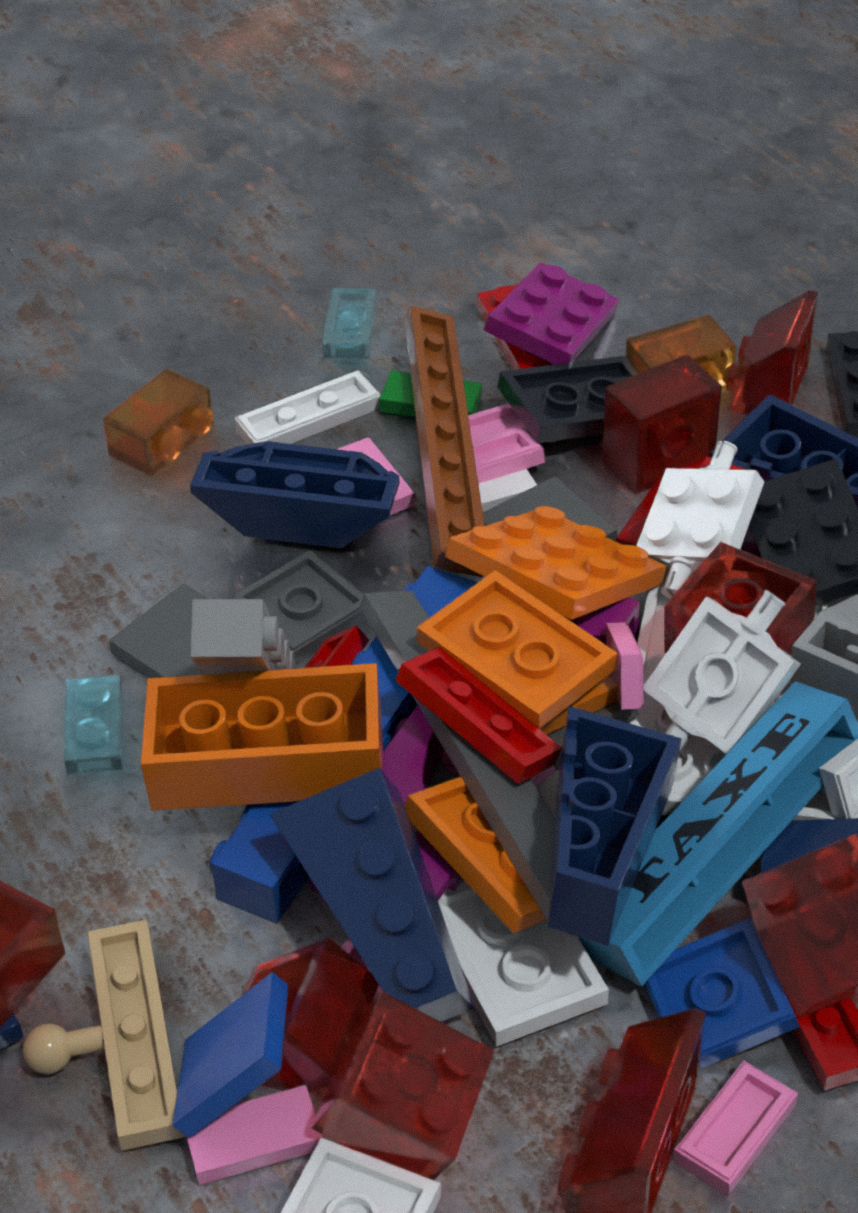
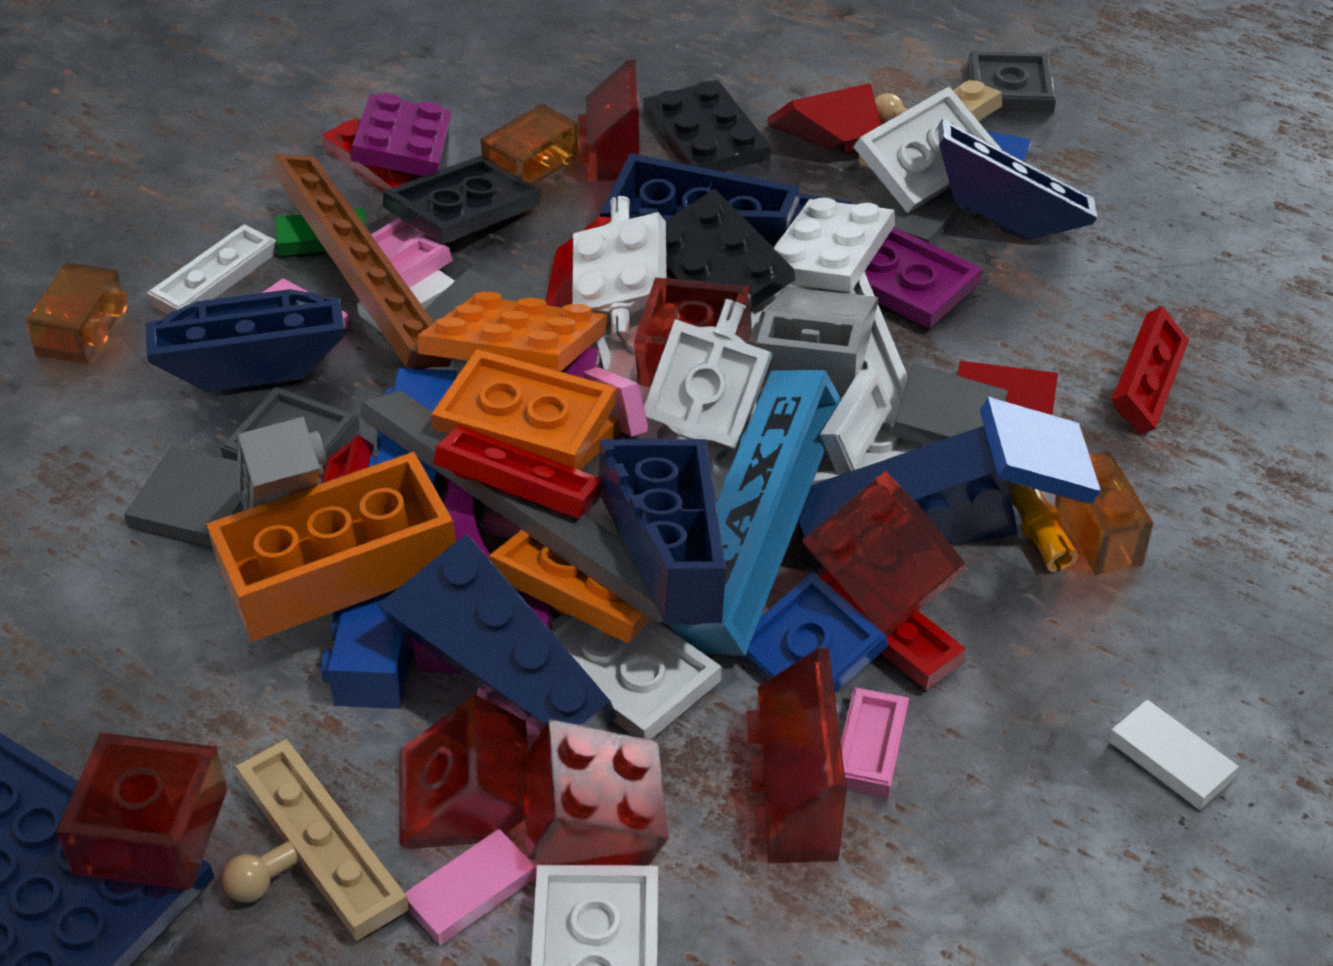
camera: 25 degrees left, 0 degrees up
(93, 725) = (144, 592): clear light blue plate -> none
(231, 1055) = (429, 822): blue tile -> none
(350, 323) = (216, 186): clear light blue plate -> none
(660, 421) = (544, 200): clear red brick -> none

